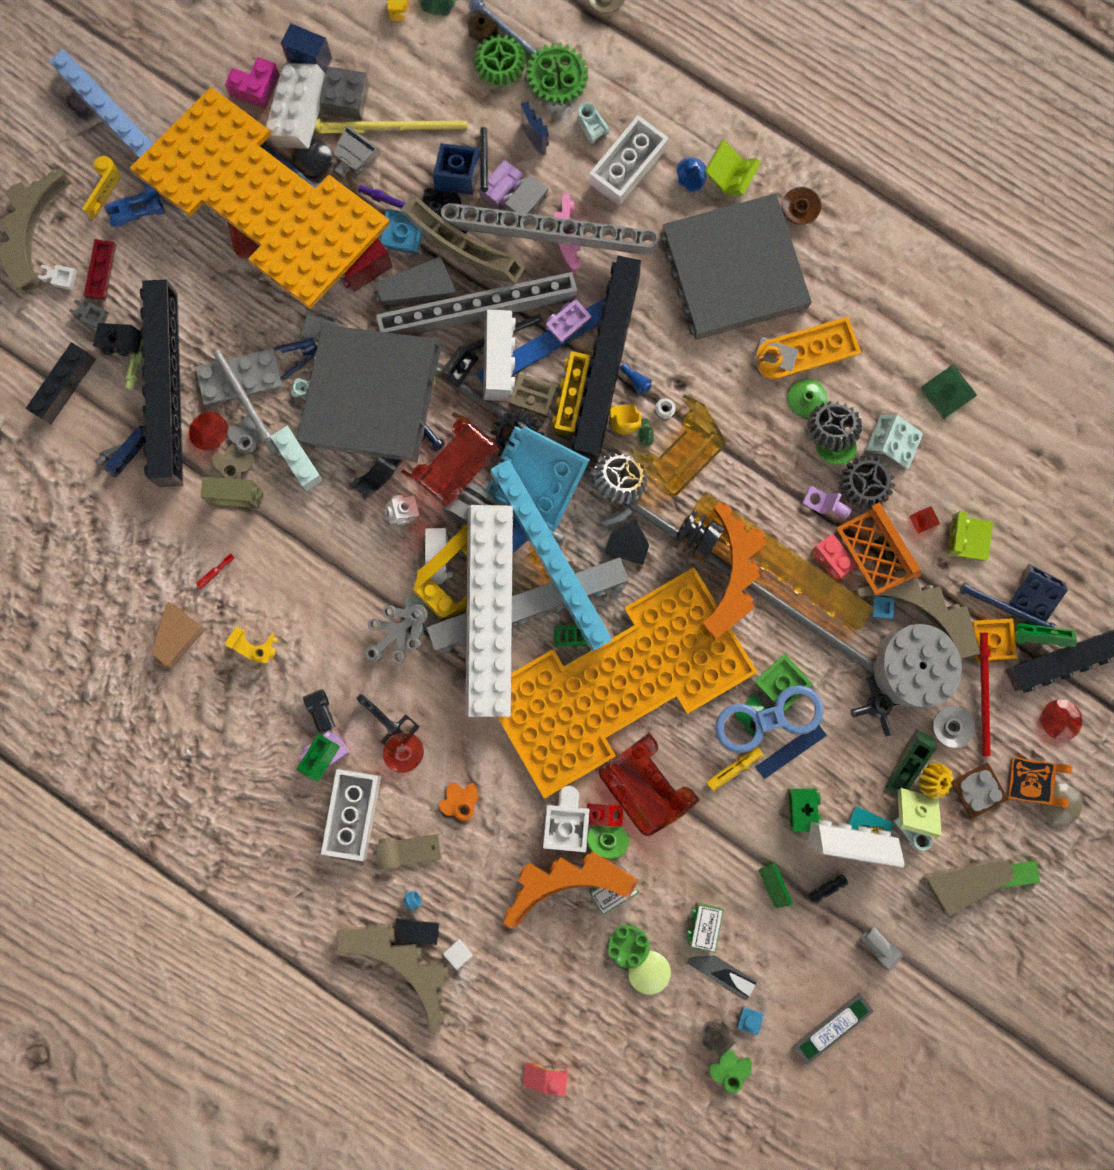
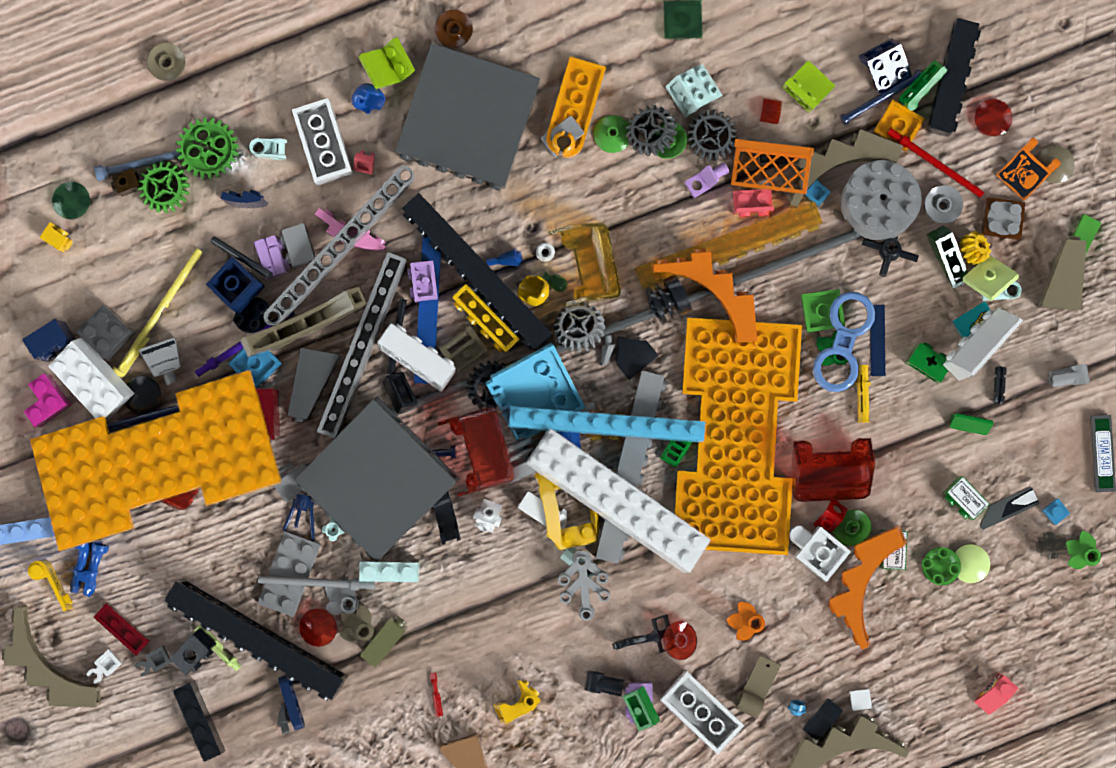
camera: 50 degrees left, 5 degrees up
(634, 207) = (364, 163): none -> coral tile

